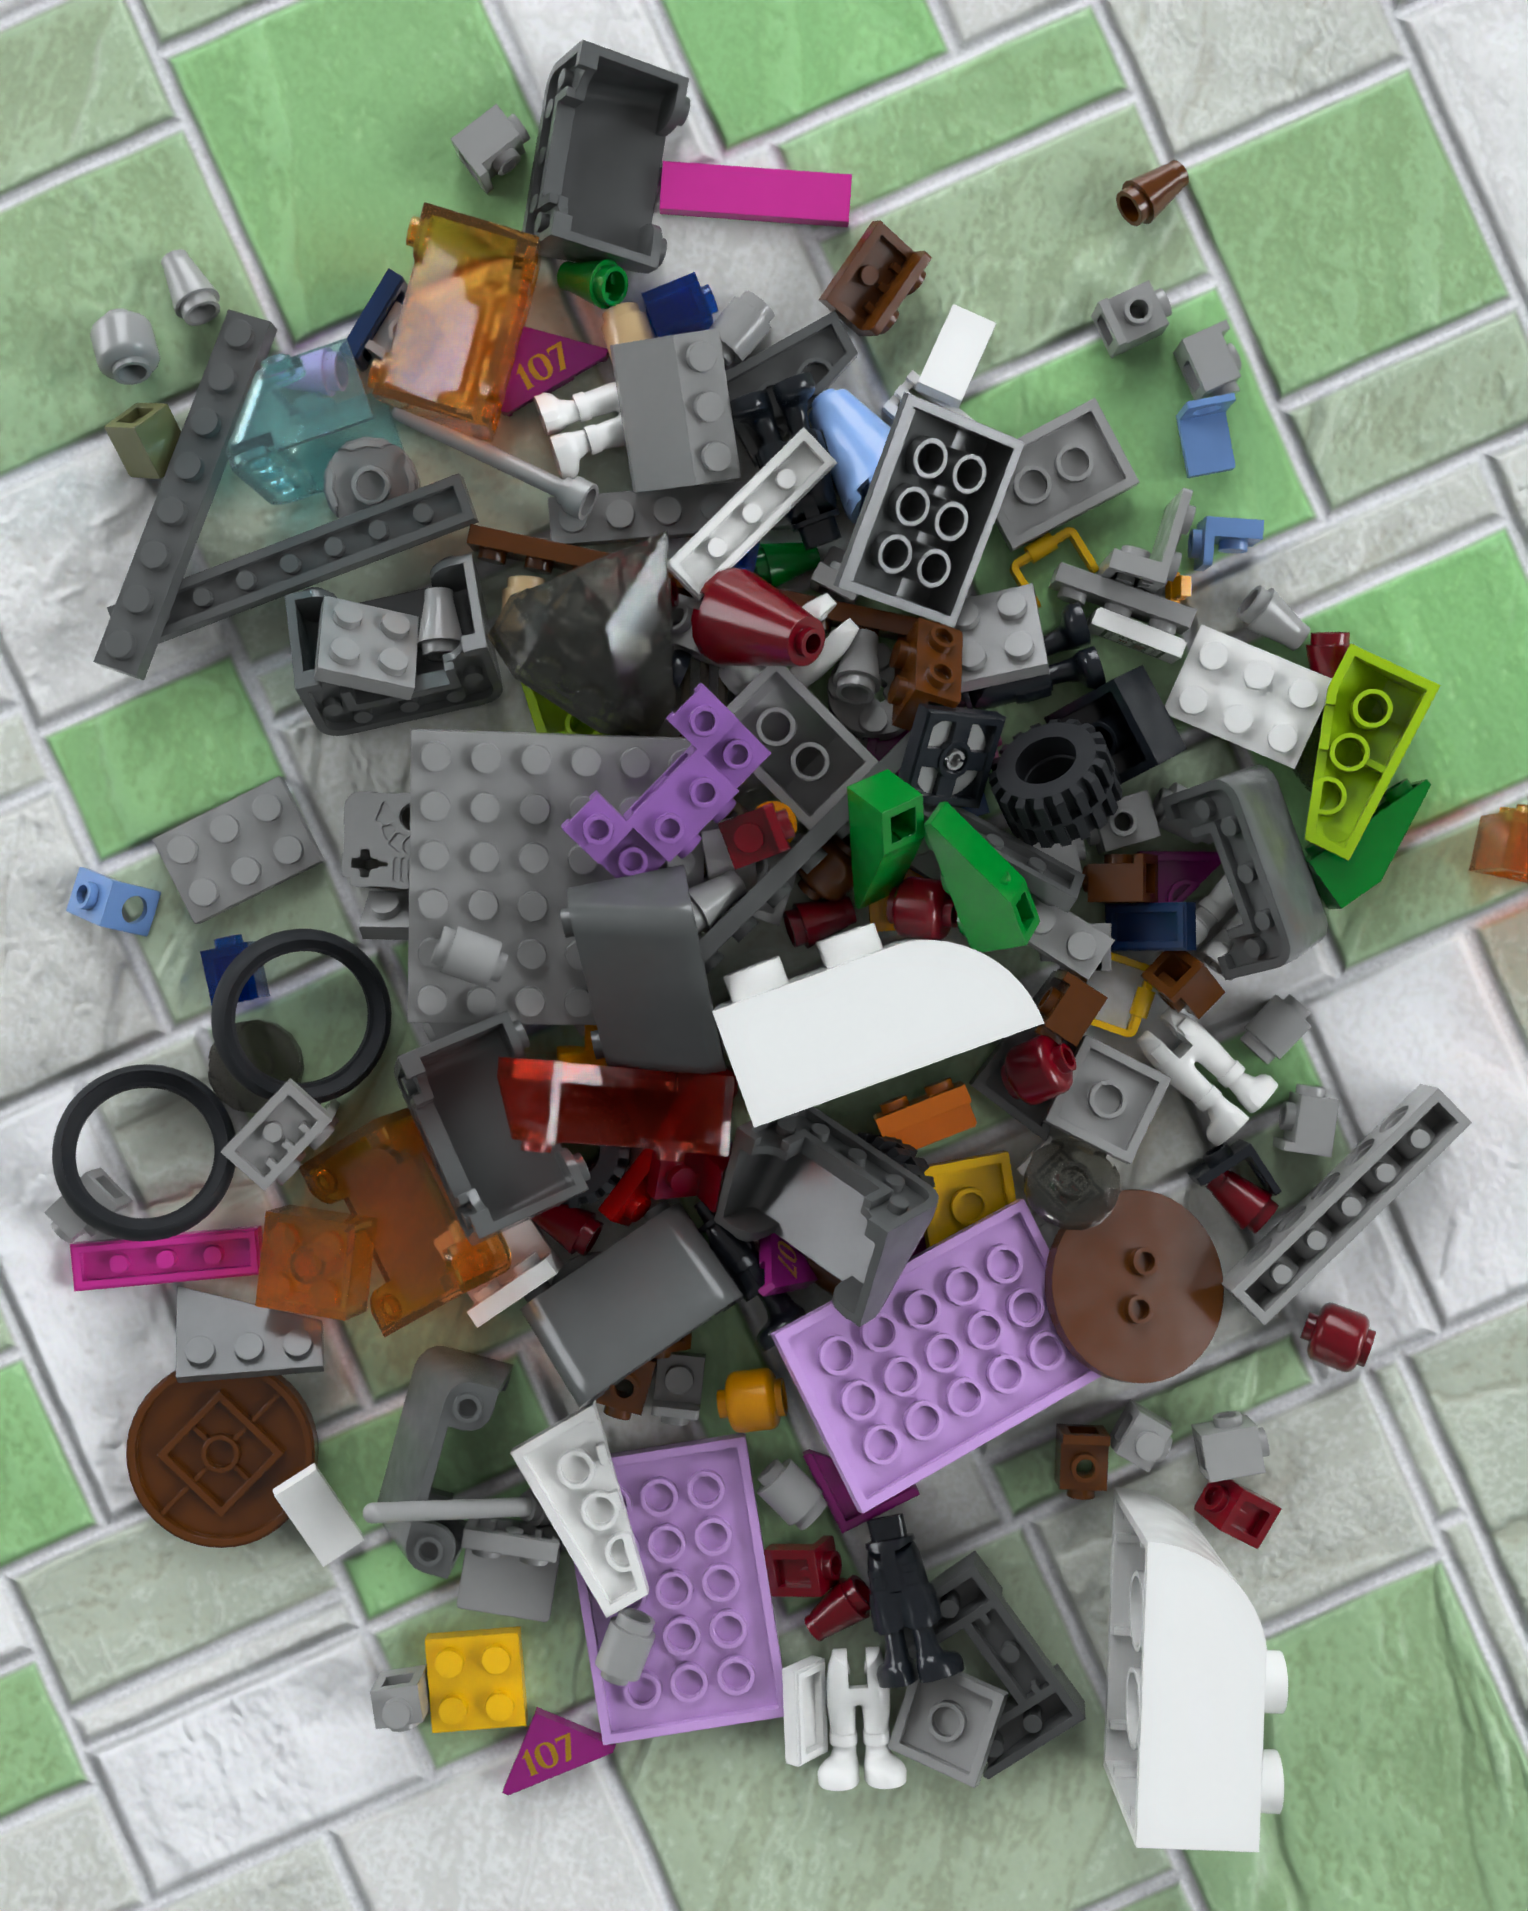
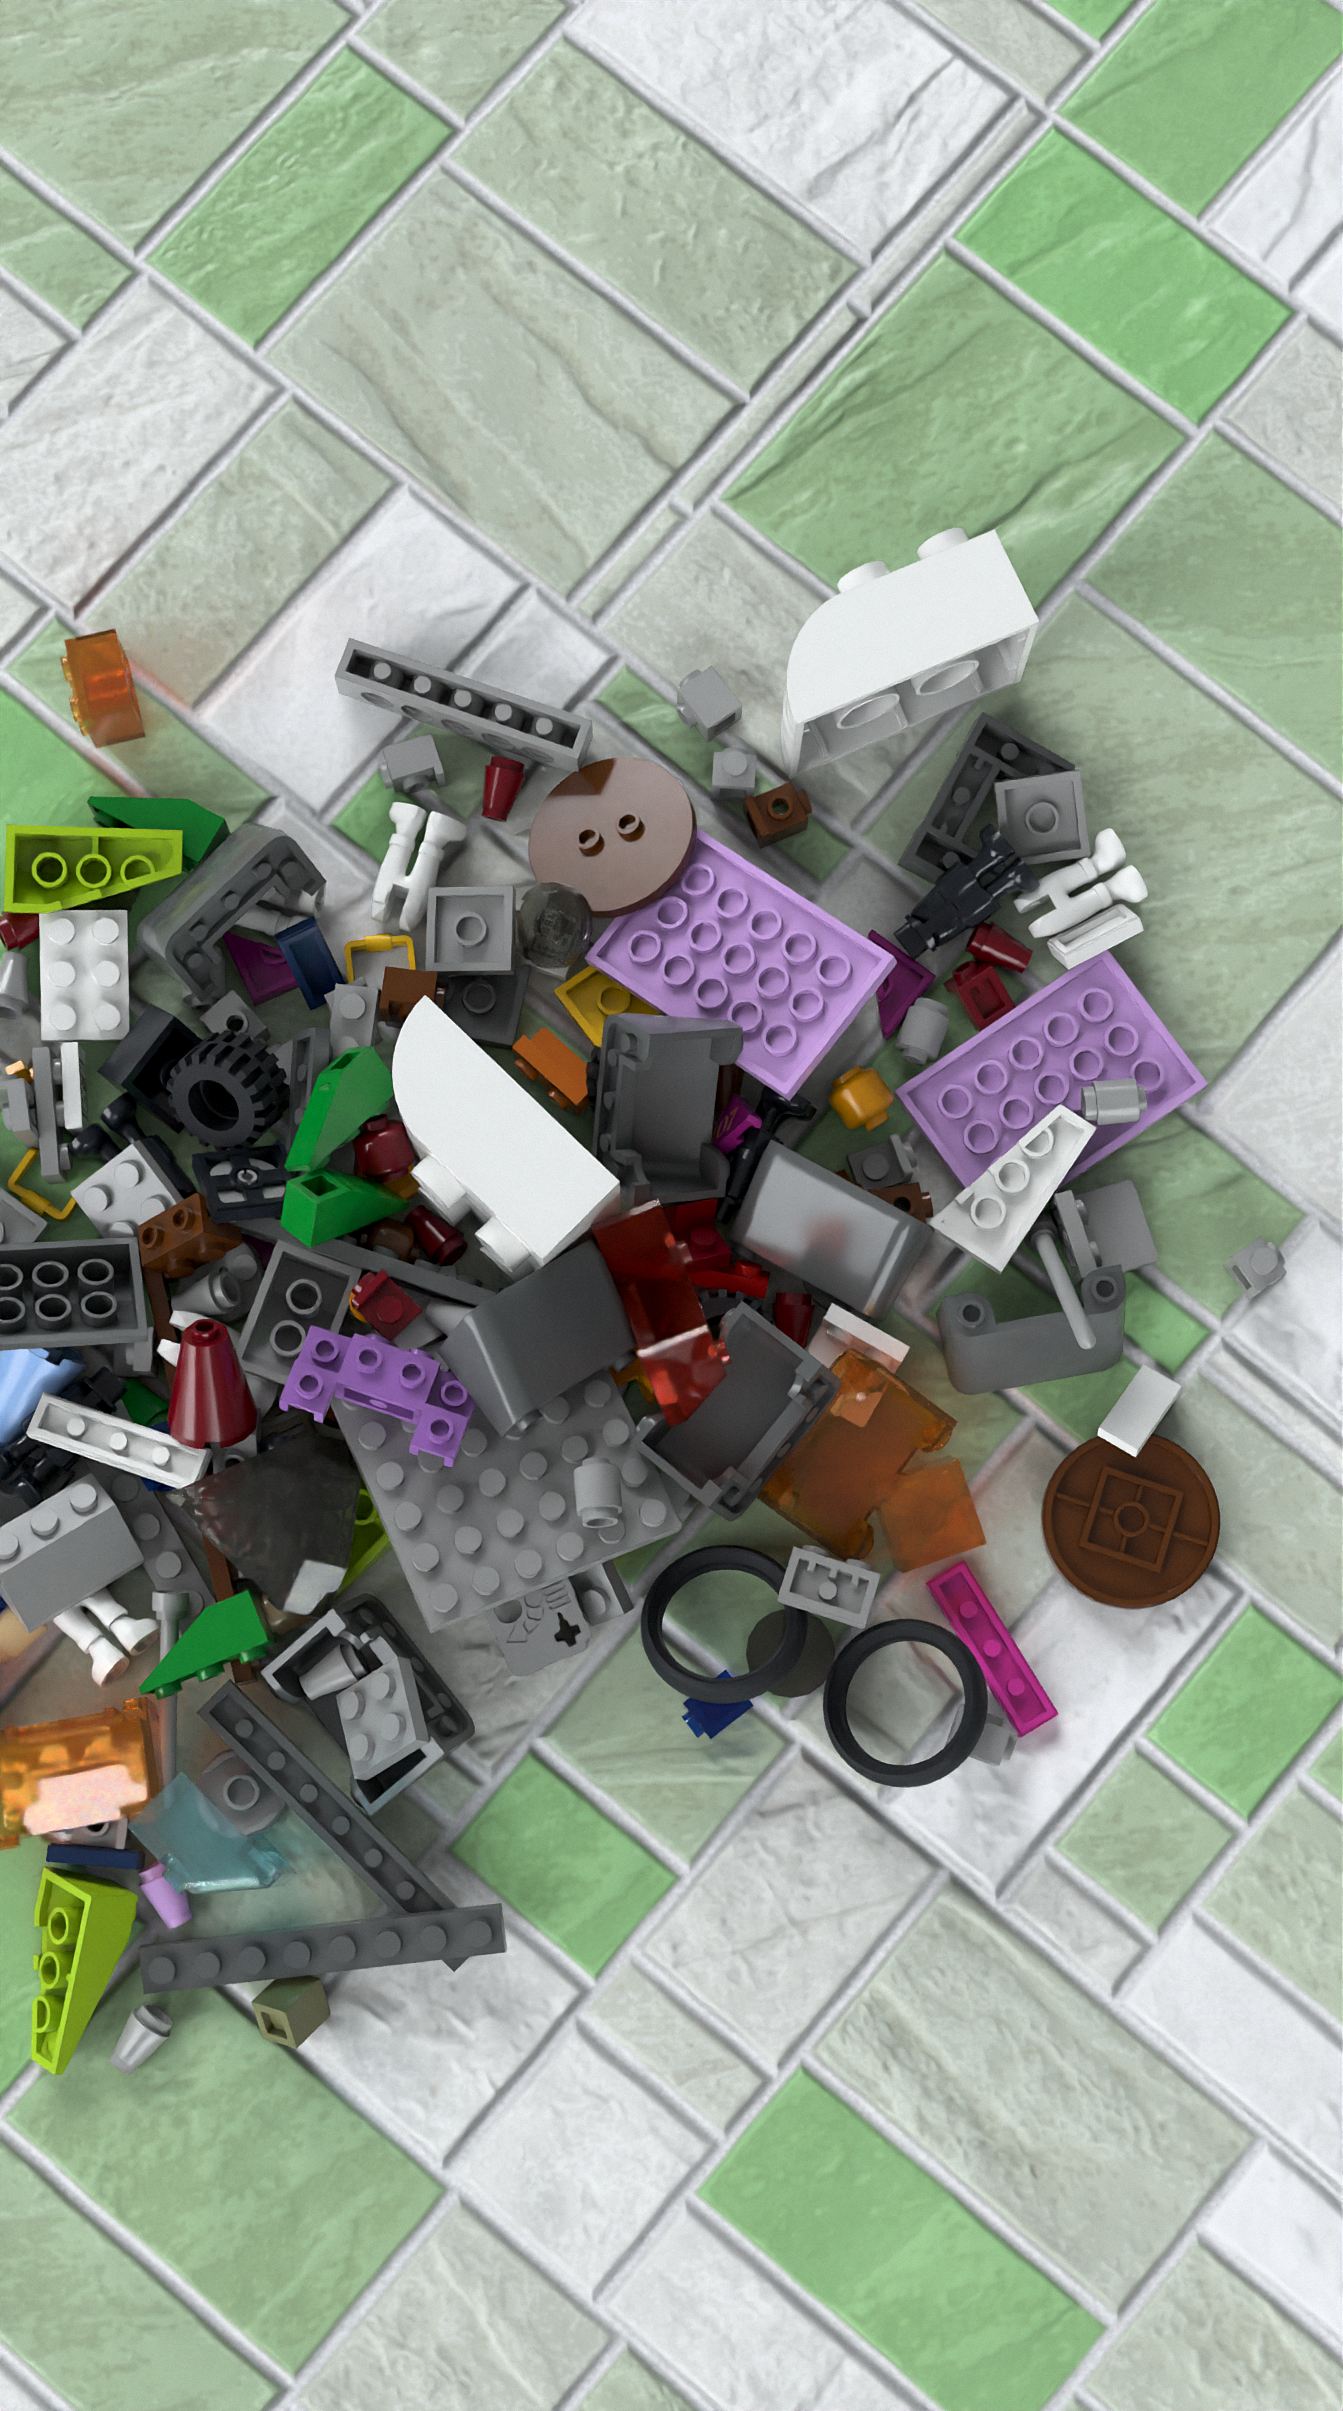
camera: 115 degrees left, 10 degrees down
(102, 899) = (709, 1849): medium blue bracket -> none
(125, 346) = (217, 2068): light grey head -> none
(238, 850) = (611, 1757): light grey plate -> none
(238, 1340) = (1025, 1547): wing -> none
(302, 273) = (82, 1939): none -> lime wedge
(476, 1679) = (1212, 1216): yellow plate -> none
(516, 531) = (218, 1636): none -> green slope
(546, 364) = (65, 1691): magenta tile -> none
(553, 1748) = (1237, 1127): magenta tile -> none
(1038, 1070) = (472, 994): dark red head -> none
(1122, 880) = (284, 1003): reddish brown brick -> none
(1183, 982) = (345, 915): reddish brown brick -> none
(1224, 1157) = (472, 816): black bracket -> none
(1237, 1511) = (756, 673): dark red bracket -> none
(1276, 1028) = (348, 826): light grey brick -> none
(1338, 1337) = (576, 660): dark red head -> none

